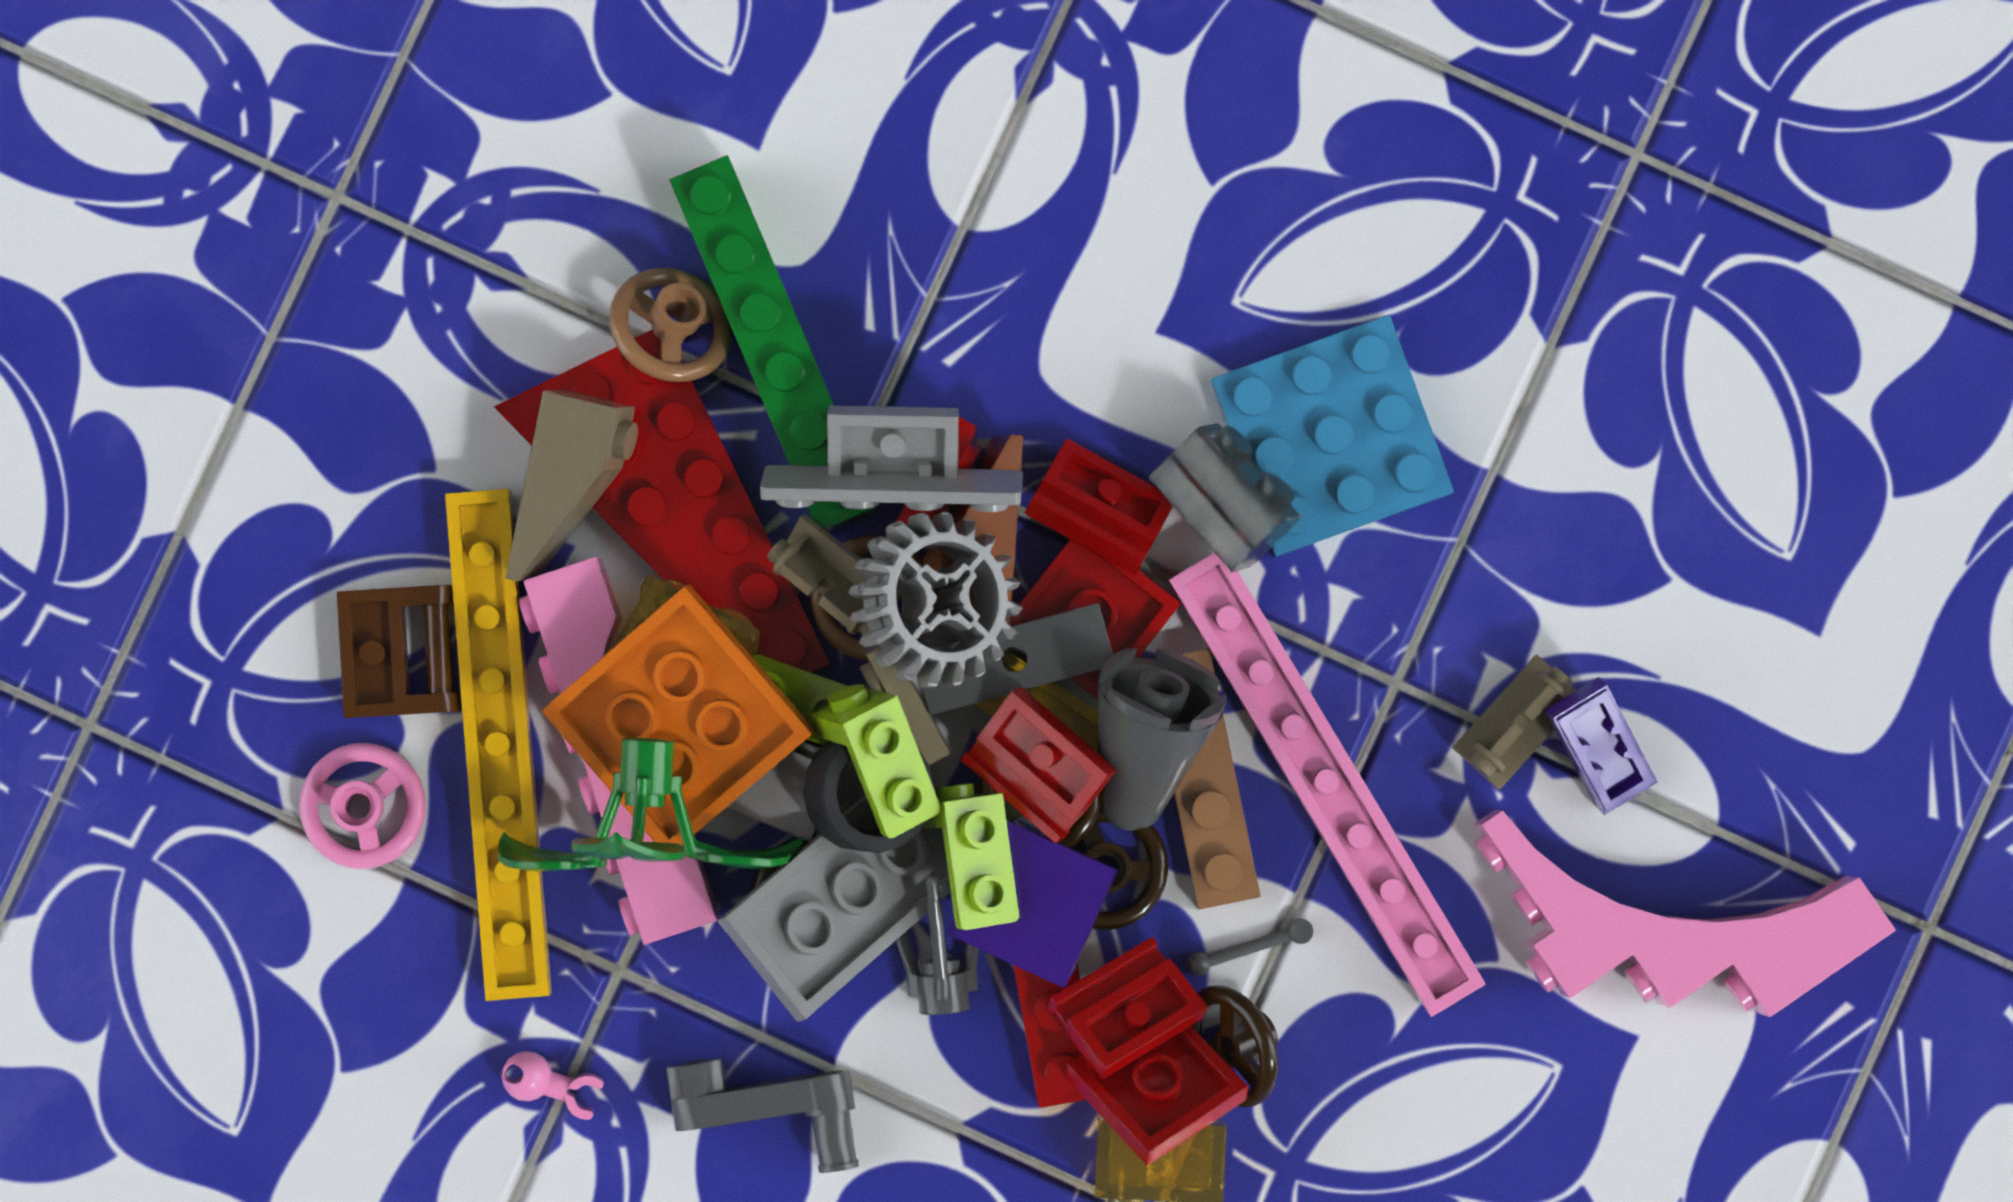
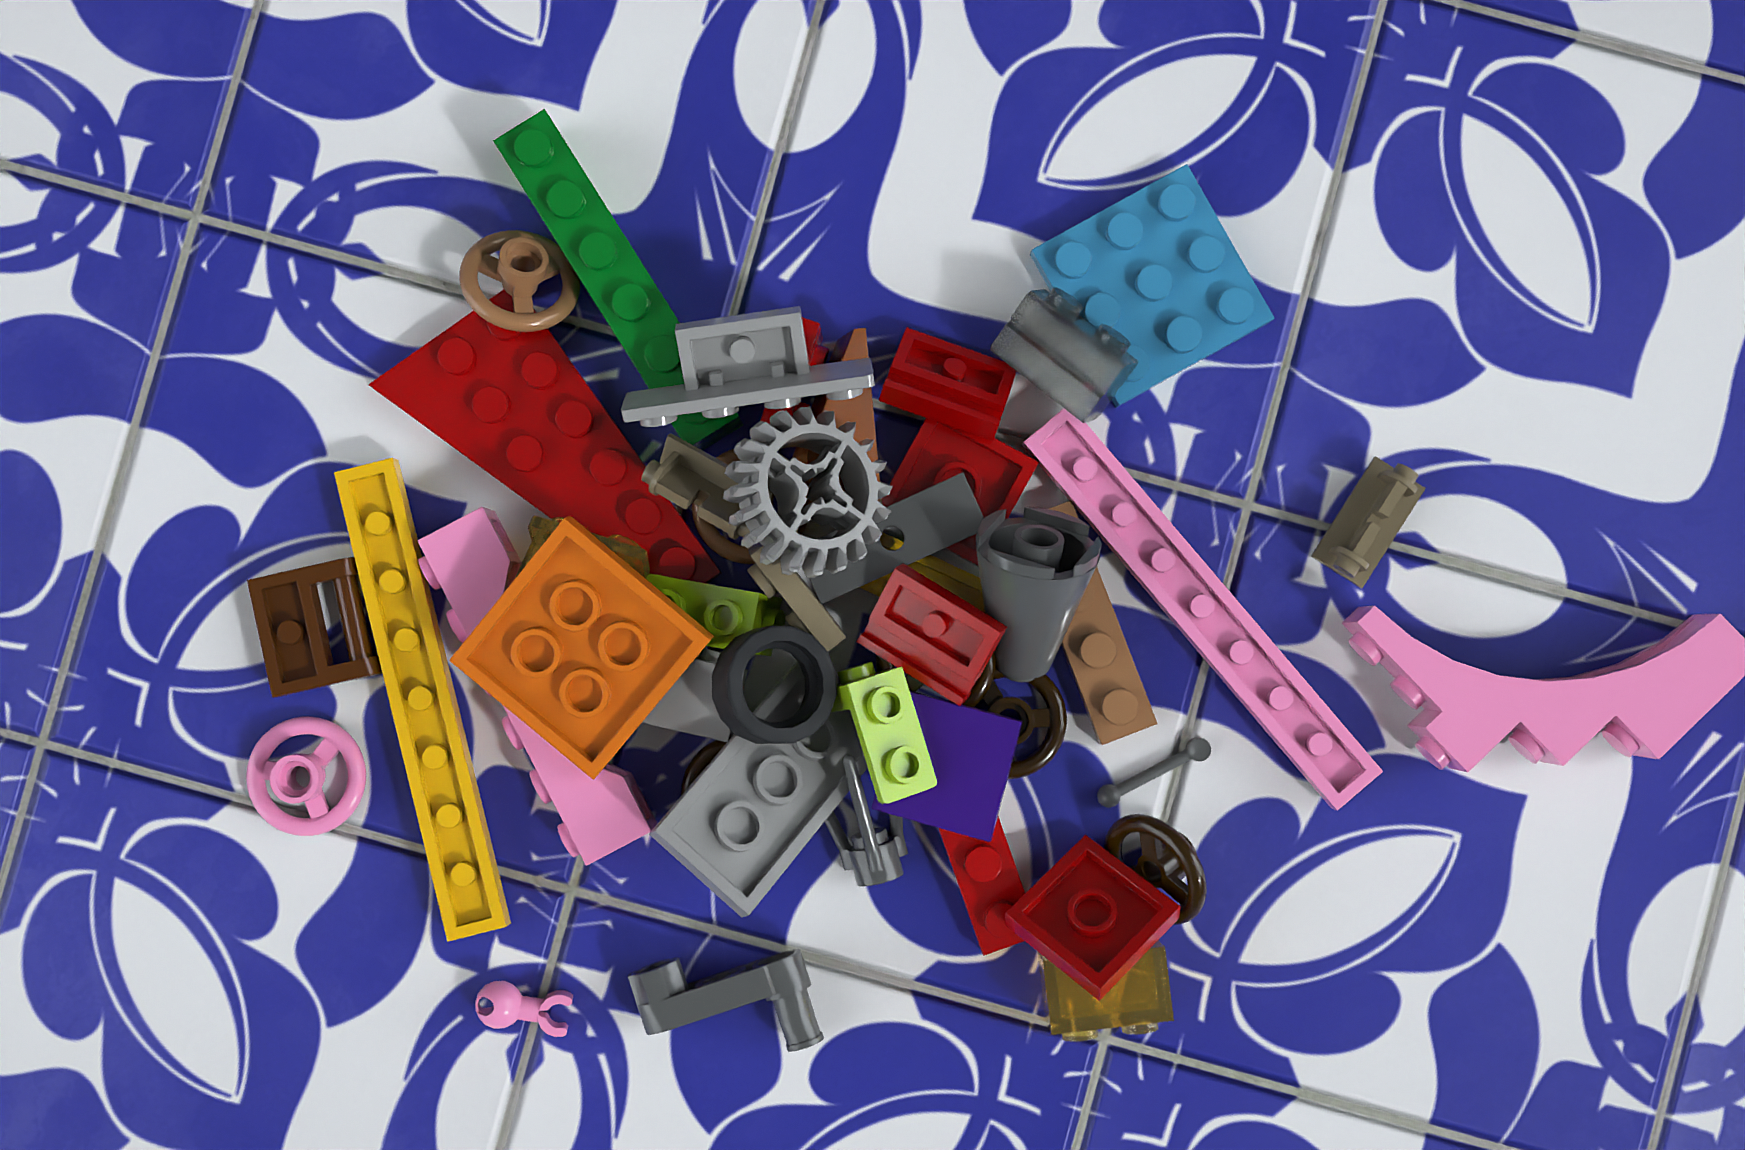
camera: 10 degrees left, 0 degrees up
(571, 464) = (445, 423): dark tan slope -> none
(645, 779) = (555, 711): green plant -> none
(882, 754) = (781, 649): lime bracket -> none
(1127, 1008) = (1052, 850): red plate -> none
(1601, 746) = (1452, 530): plate -> none

